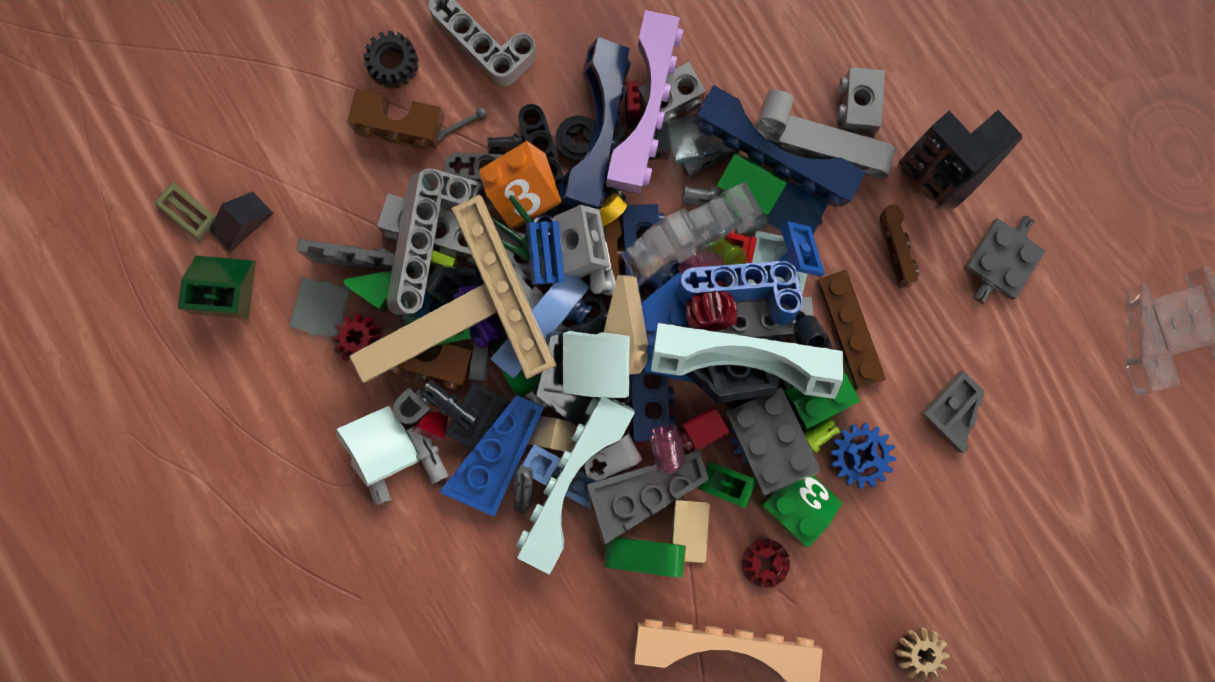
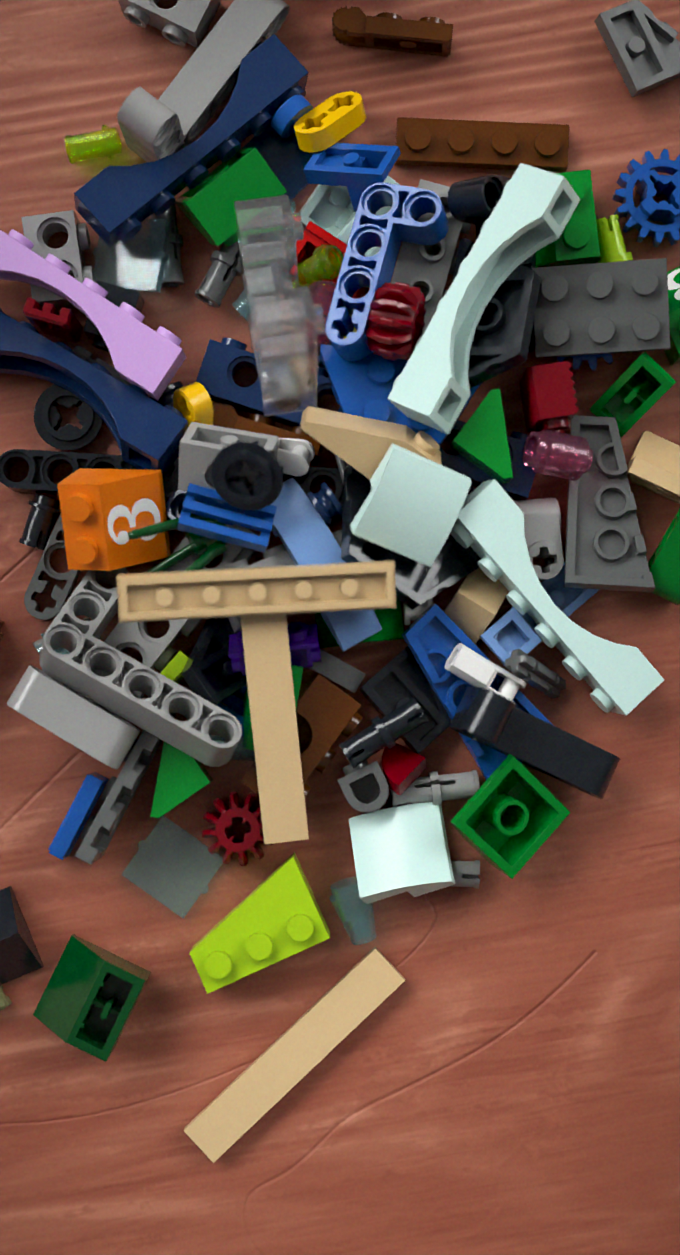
camera: 65 degrees left, 5 degrees up
(227, 428) = (294, 1054): none -> tan tile
(297, 377) = (262, 930): none -> lime wedge
(326, 433) = (352, 911): none -> clear light blue cone
(330, 235) = (78, 815): none -> blue tile
(386, 207) = (73, 717): none -> light grey beam
(423, 506) = (509, 817): none -> green slope
(477, 504) = (533, 742): none -> black beam
(509, 452) = (481, 671): none -> white bar
(564, 252) = (238, 490): none -> black gear
(660, 397) = (485, 439): none -> green slope
(752, 89) = (93, 144): none -> clear neon green pin
(819, 202) = (289, 113): none -> blue tile
(825, 227) = (330, 121): none -> yellow beam

